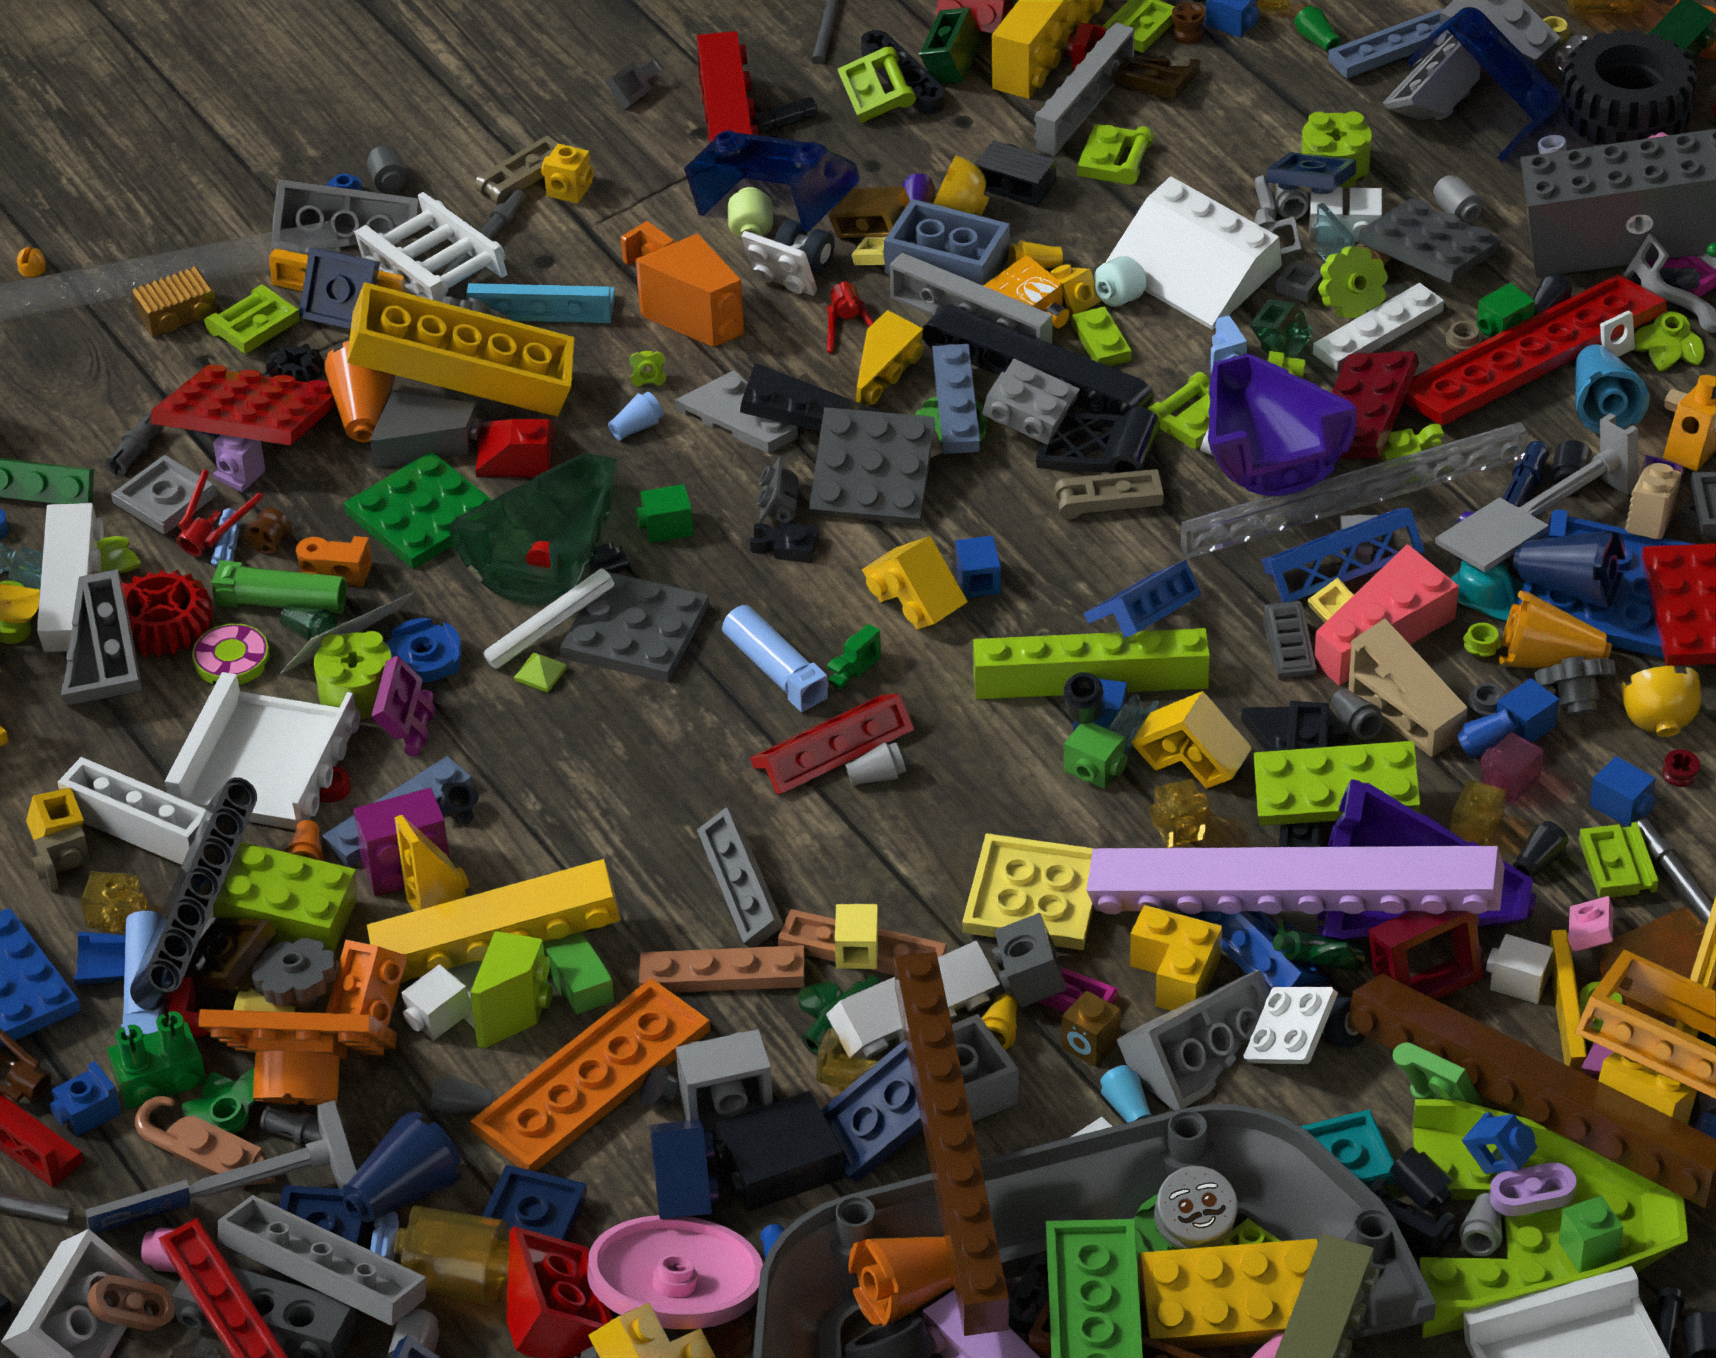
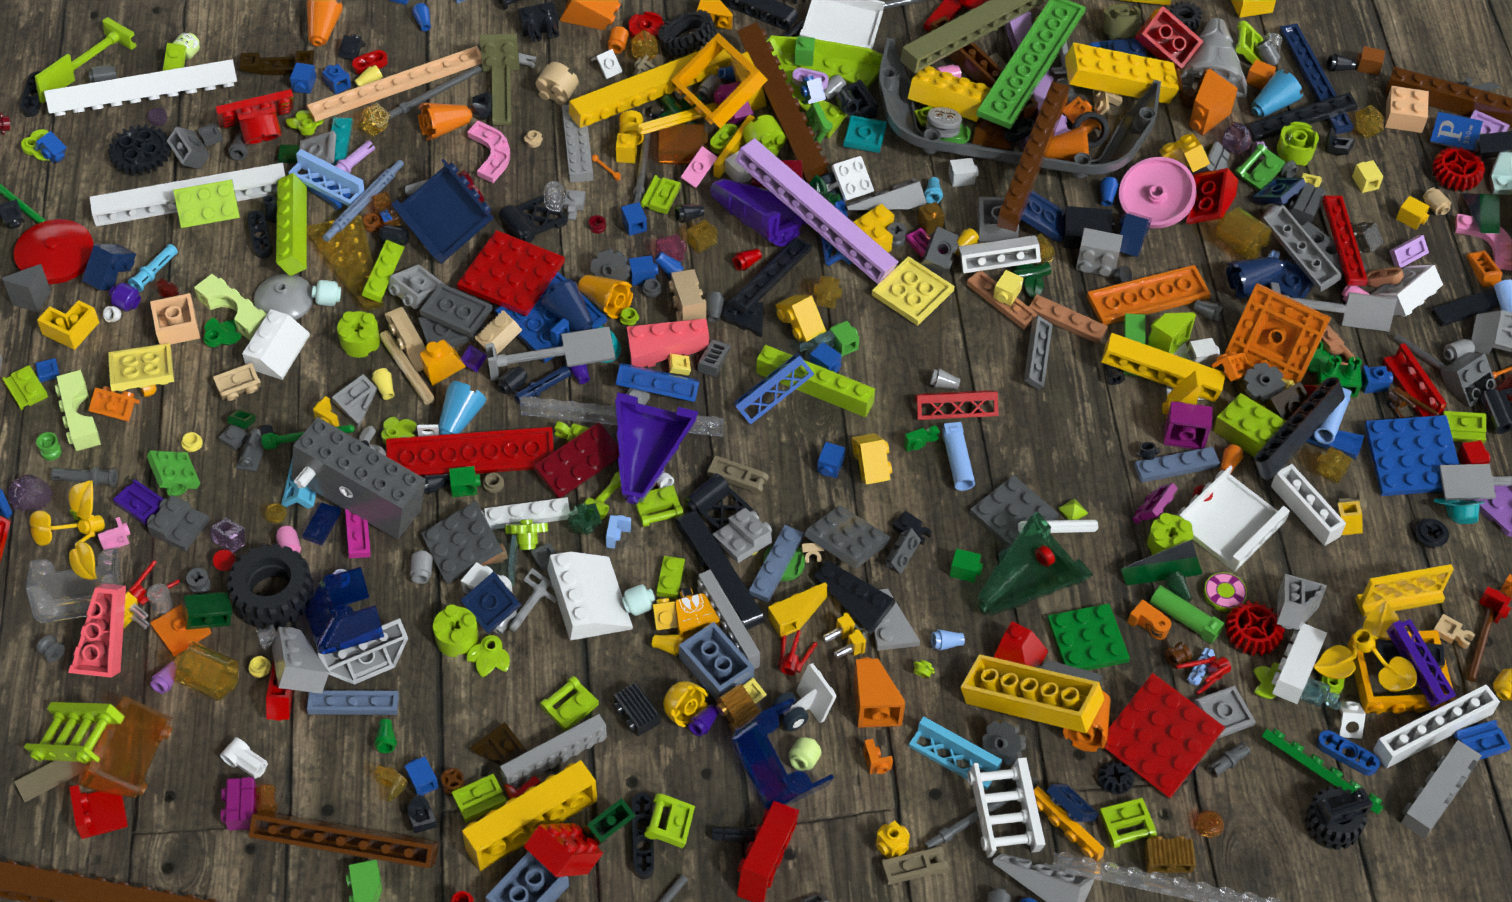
camera: 155 degrees left, 10 degrees up
(132, 365) = (1207, 829): none -> clear orange plate
(440, 642) = (1124, 554): blue plate -> none
(537, 1201) = (1200, 250): dark blue plate -> none
(794, 363) = (844, 629): none -> yellow piece
(1084, 698) = (841, 337): black brick -> none
(1132, 989) = (898, 231): none -> dark grey wheel
(1264, 153) = (488, 659): none -> lime plate
(1312, 781) = (756, 262): lime plate -> none
(1523, 1012) = (767, 132): none -> lime brick
(1662, 699) = (581, 244): yellow cylinder -> none

